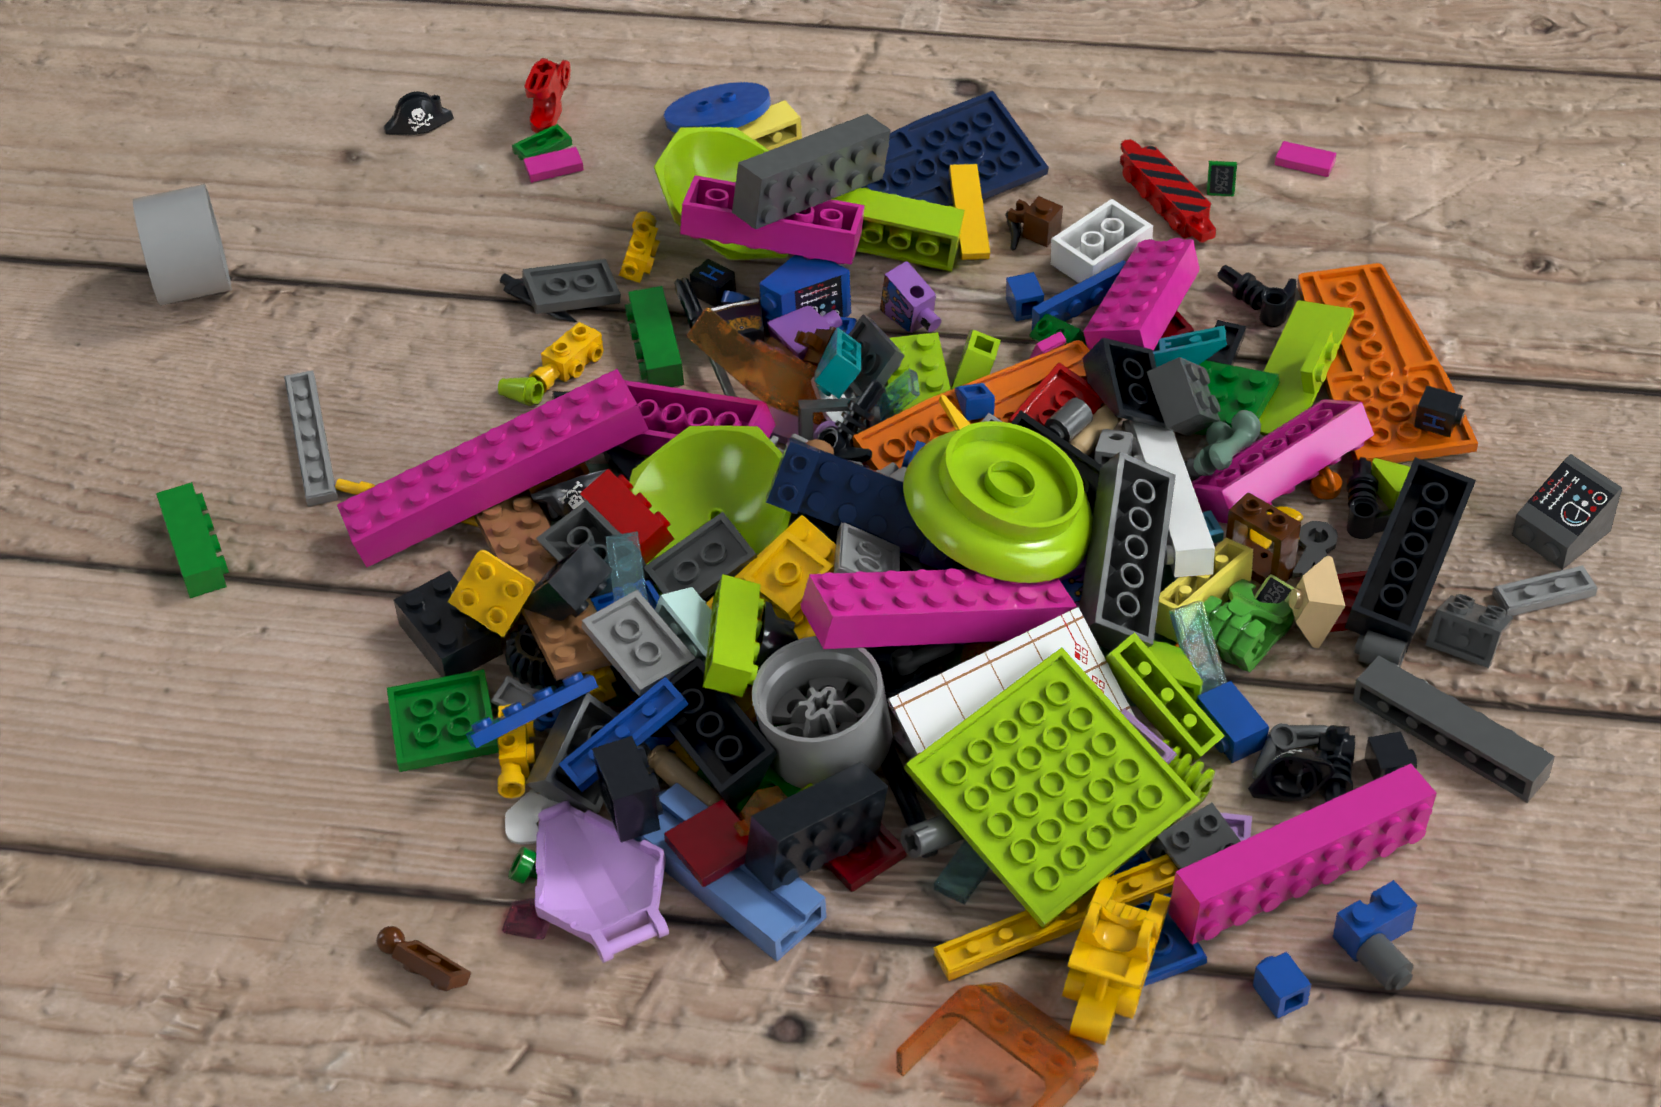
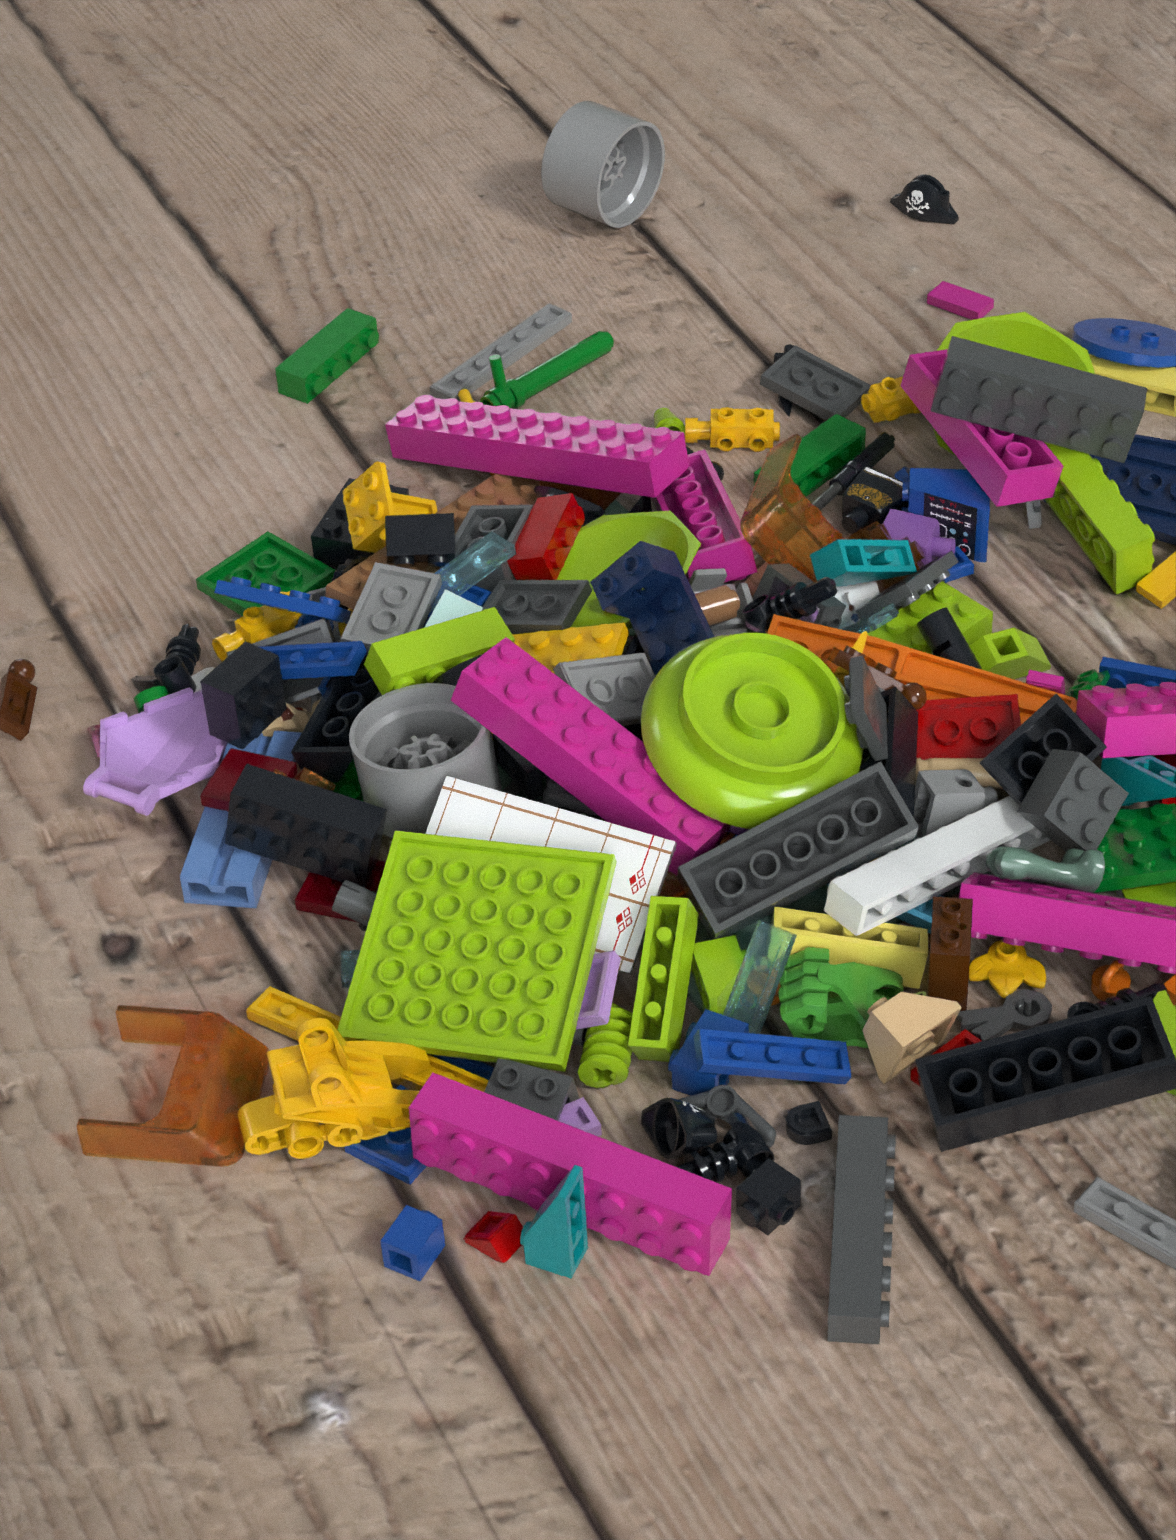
camera: 55 degrees right, 5 degrees down
(374, 436) = (518, 390): none -> green cylinder
(497, 827) = (178, 666): none -> black piece
(544, 142) = (979, 281): green tile -> none
(546, 86) = (1034, 238): red piece -> none
(711, 280) = (914, 451): black brick -> none
(785, 572) = (553, 641): yellow plate -> none
(909, 299) = (1021, 591): medium lavender torso -> none
(956, 367) = (946, 638): none -> black pin
(975, 400) = (911, 665): blue slope -> none
(993, 412) = (883, 676): none -> reddish brown plate
(1023, 294) = (1127, 644): blue brick -> none
(1049, 427) = (866, 708): none -> dark grey tile
(1070, 419) = (944, 739): dark grey brick -> none
(1272, 685) = (772, 1056): none -> blue plate
(1300, 934) = (496, 1235): none -> red slope
(1329, 706) = (808, 1124): none -> black tile
(1349, 877) = (559, 1229): none -> teal slope
(1376, 645) = (912, 1126): dark grey brick -> none
(1385, 962) = (504, 1308): dark grey brick -> none
(1387, 913) = (546, 1279): blue brick -> none
(1468, 629) = (1015, 1172): dark grey bracket -> none

